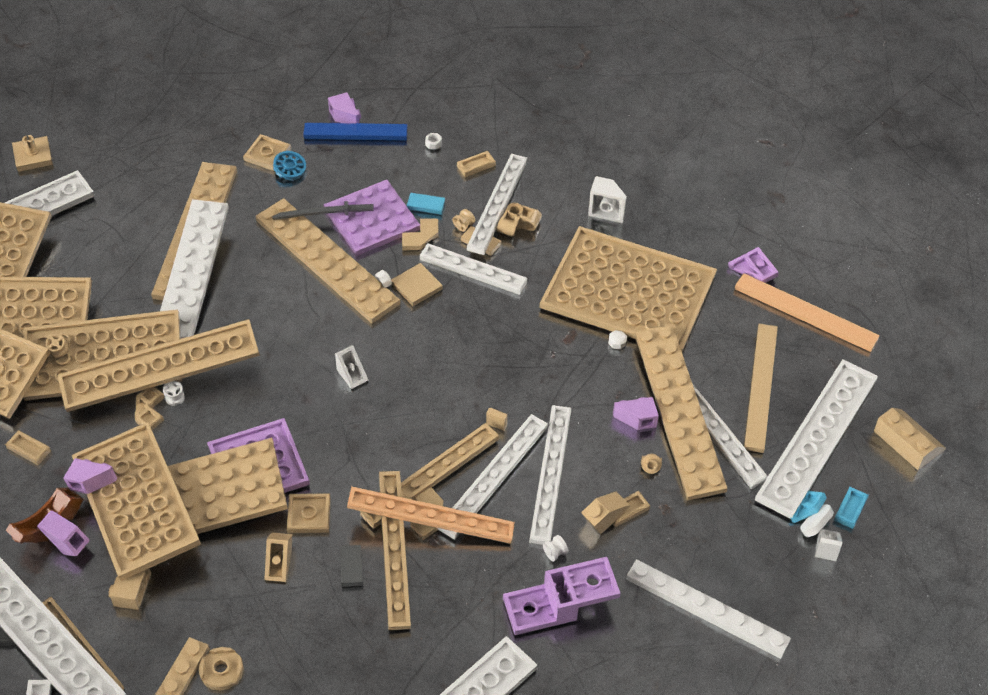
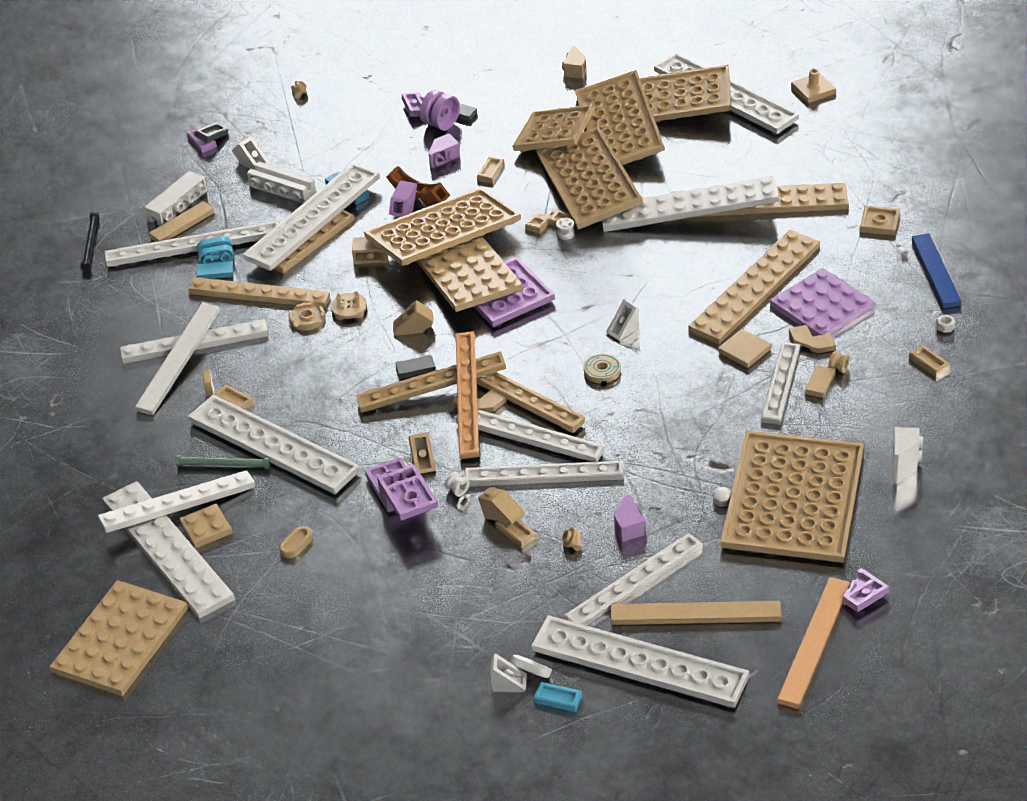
camera: 85 degrees right, 10 degrees down
(58, 341) = (582, 146): tan wheel -> none
(89, 476) = (454, 193): lavender slope -> none
(157, 365) = (582, 206): tan plate -> none
(219, 629) = (348, 305): none -> tan plate
(289, 164) = (866, 236): dark azure wheel -> none
(308, 513) = (461, 326): tan tile -> none
(325, 210) = (815, 277): dark grey sword -> none
(343, 109) = (960, 253): lavender slope -> none
(384, 278) = (738, 322): white tile -> none
(405, 391) = (597, 361): none -> tan tile
(426, 203) = (855, 335): medium azure tile -> none
(496, 419) = (592, 424): tan tile -> none
(497, 204) = (875, 382): white tile -> none
(498, 573) = (422, 452): none -> tan slope
(517, 217) = (856, 396): tan piece -> none
(680, 413) = (639, 548): tan plate -> none
(708, 609) = (415, 600): white plate -> none
(809, 506) = (549, 660): medium azure tile -> none
(908, 438) = (660, 735): tan slope -> none

